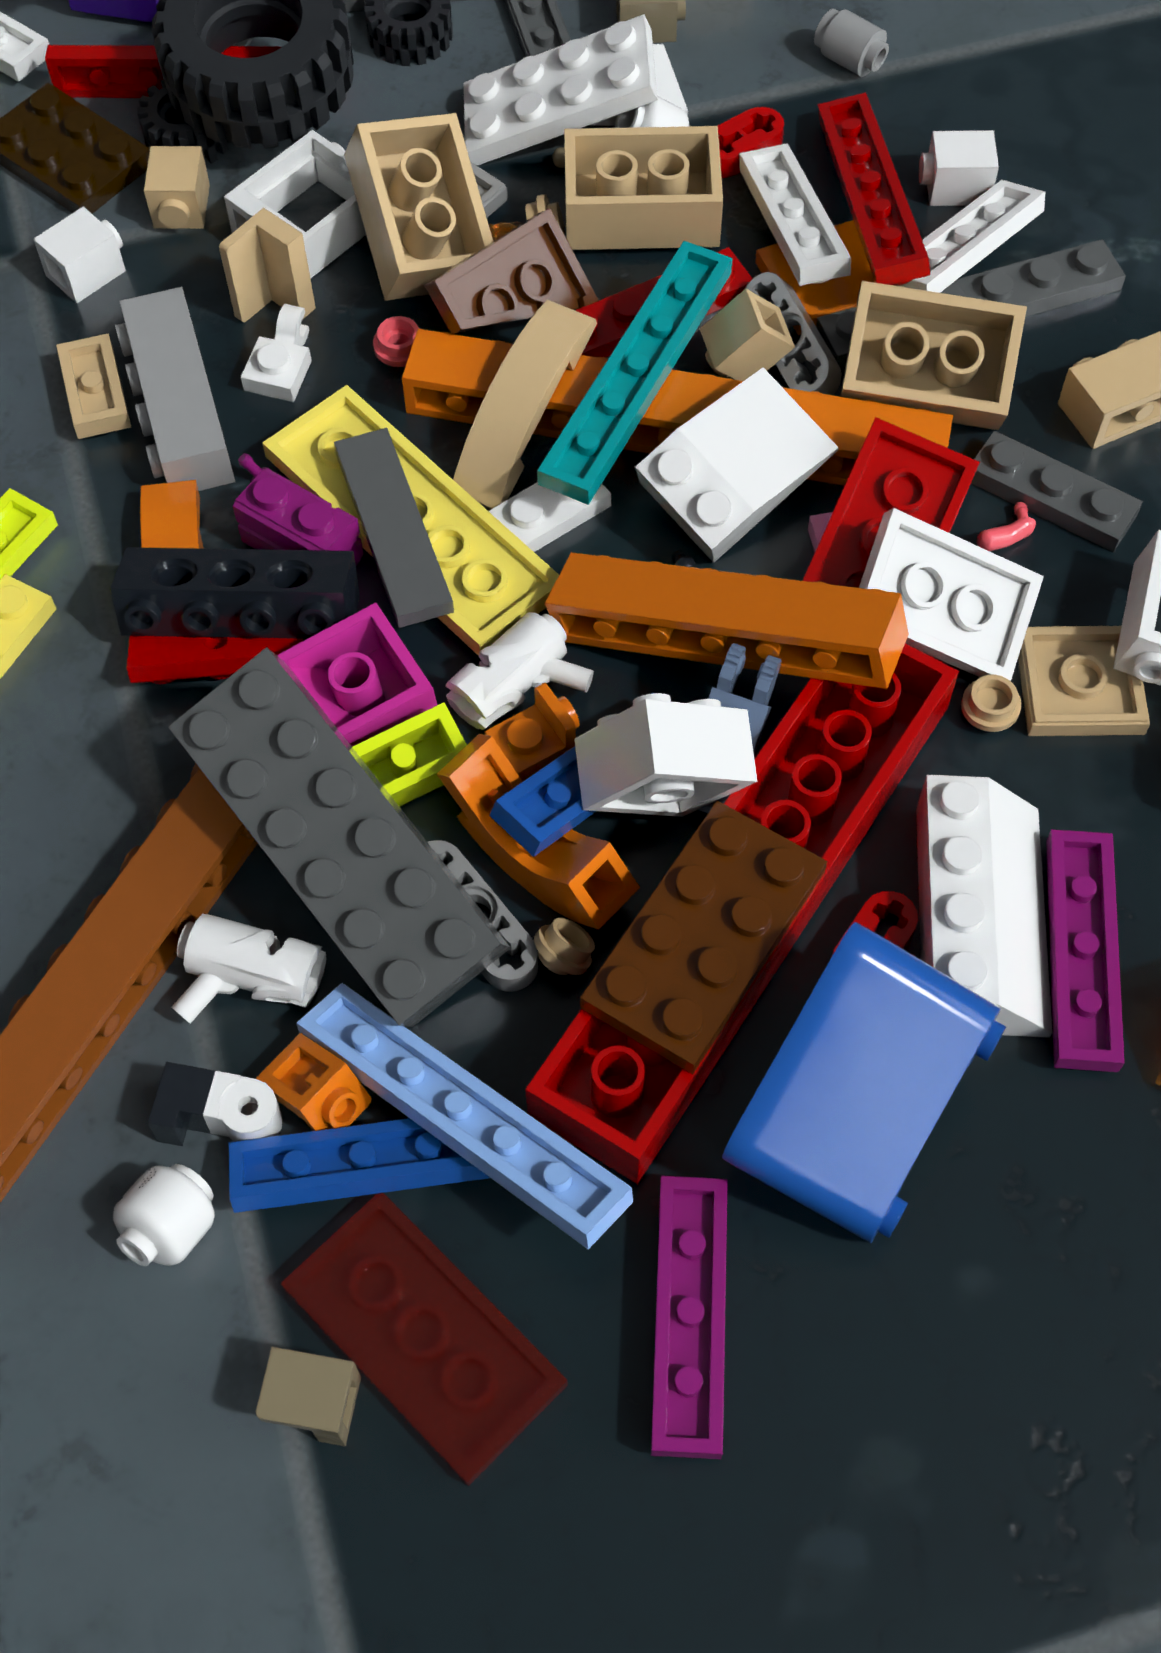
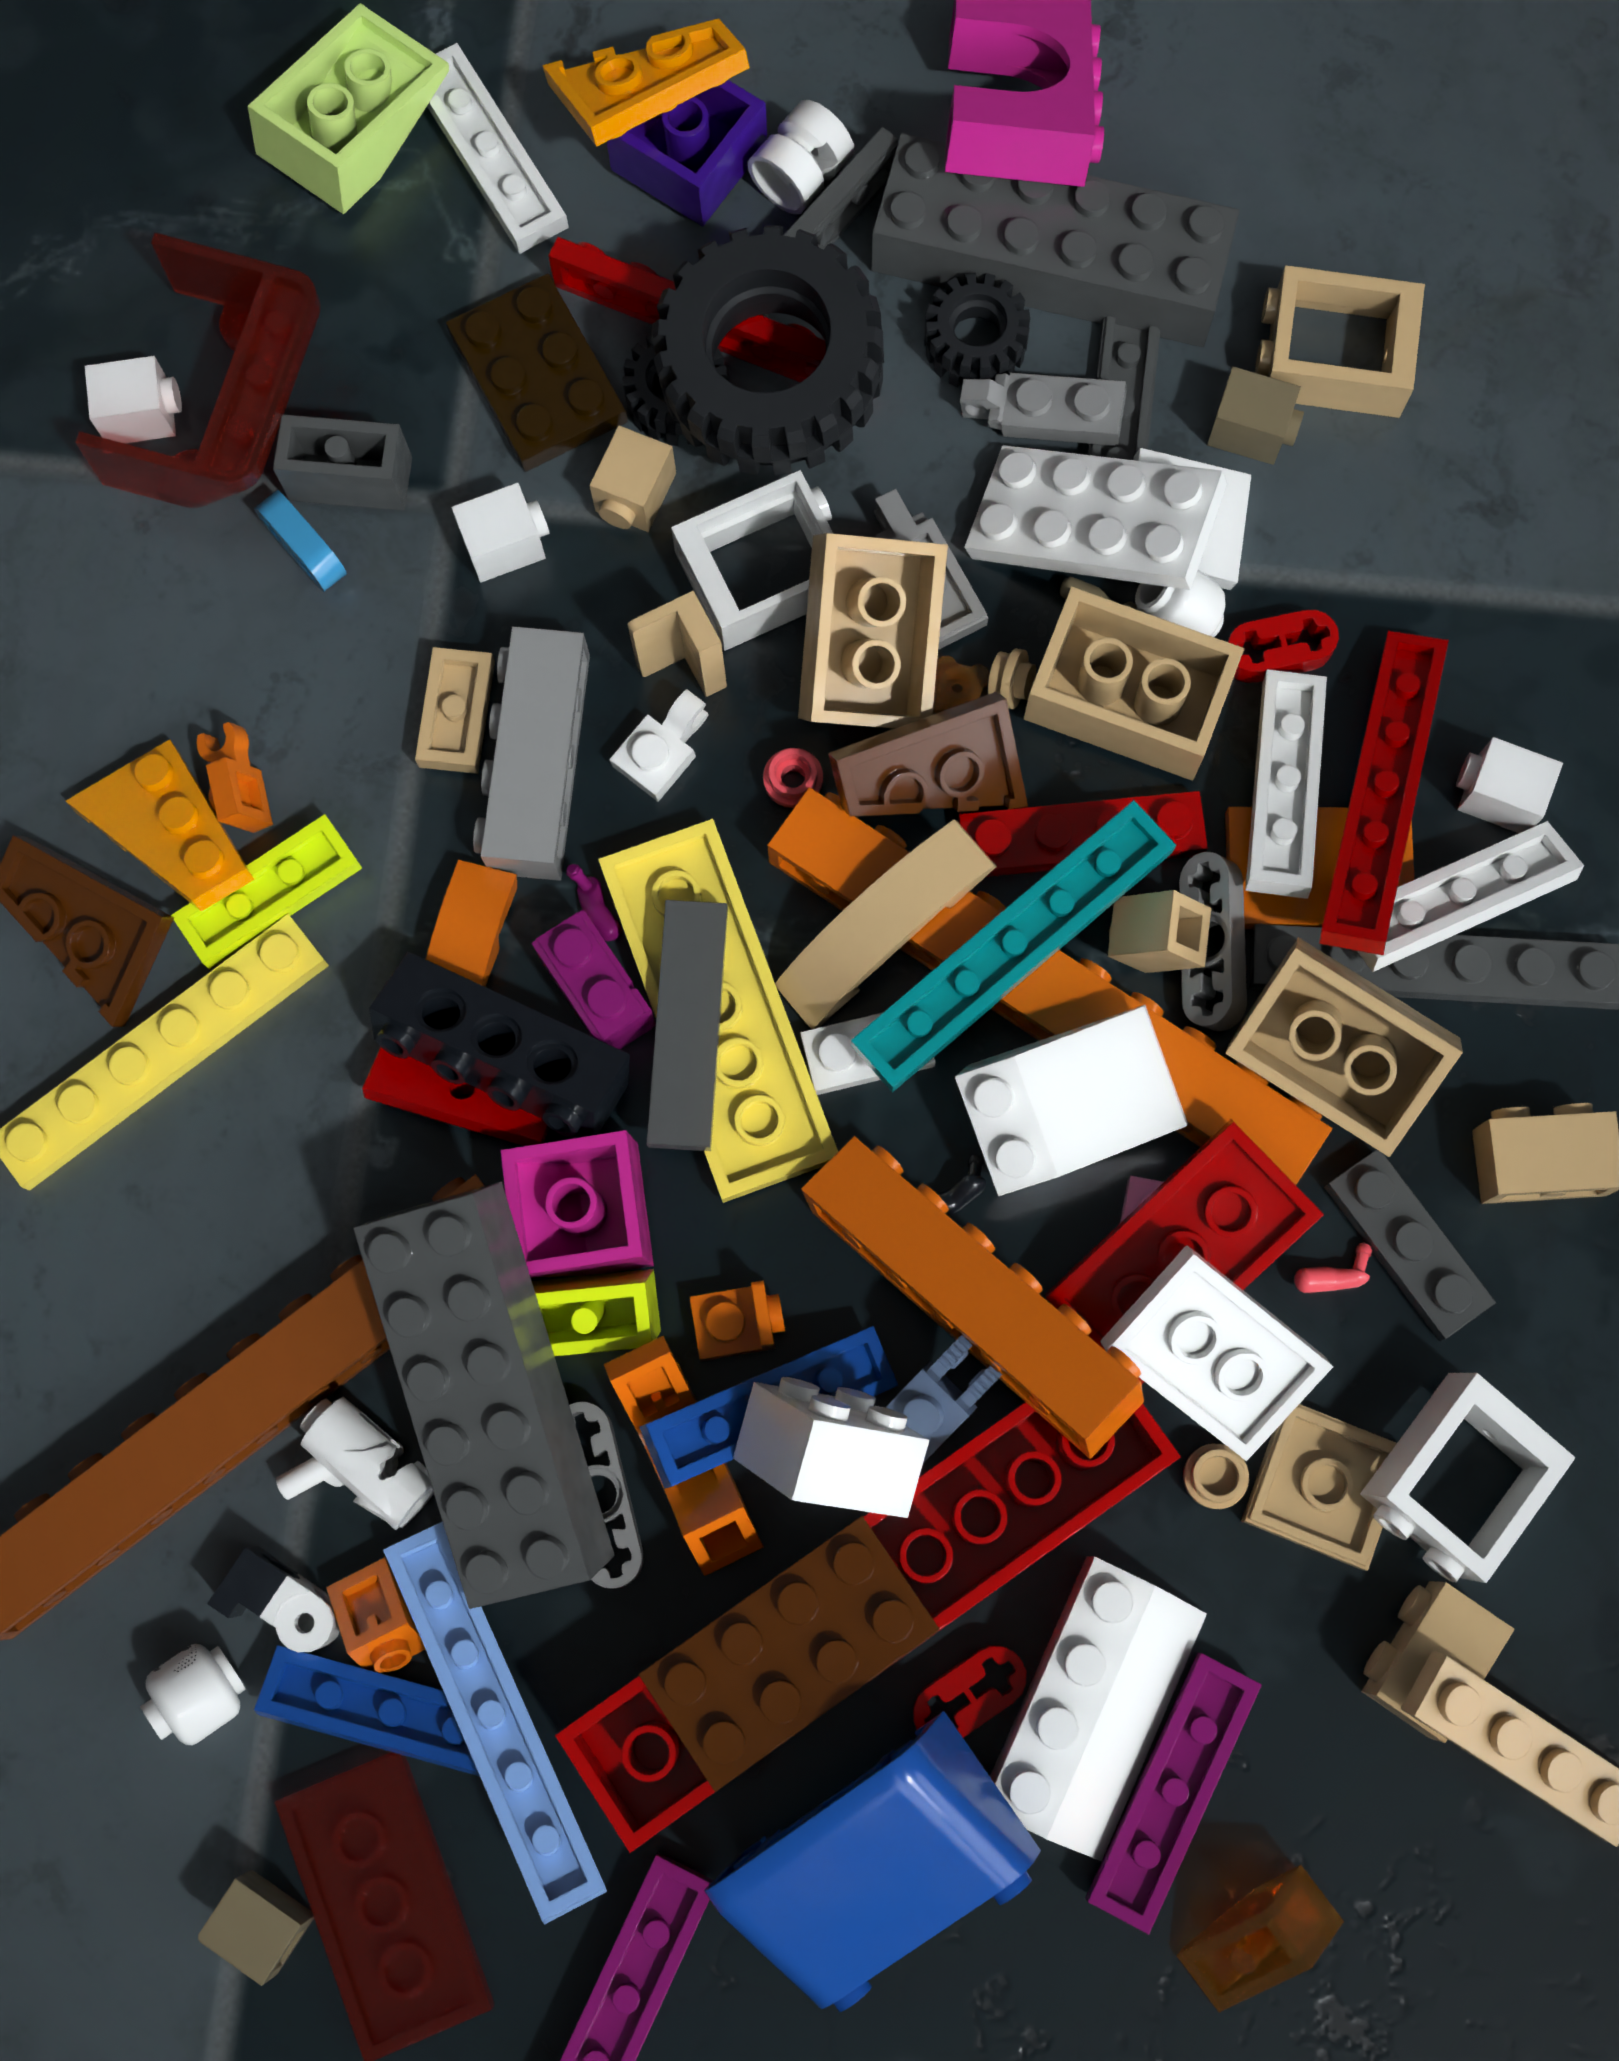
camera: 25 degrees right, 15 degrees up
(483, 47) = (1048, 407): none -> light grey hinge
(510, 667) = (750, 1233): white piece -> none
(564, 947) = (667, 1573): tan plate -> none
(851, 41) = (1468, 557): light grey brick -> none

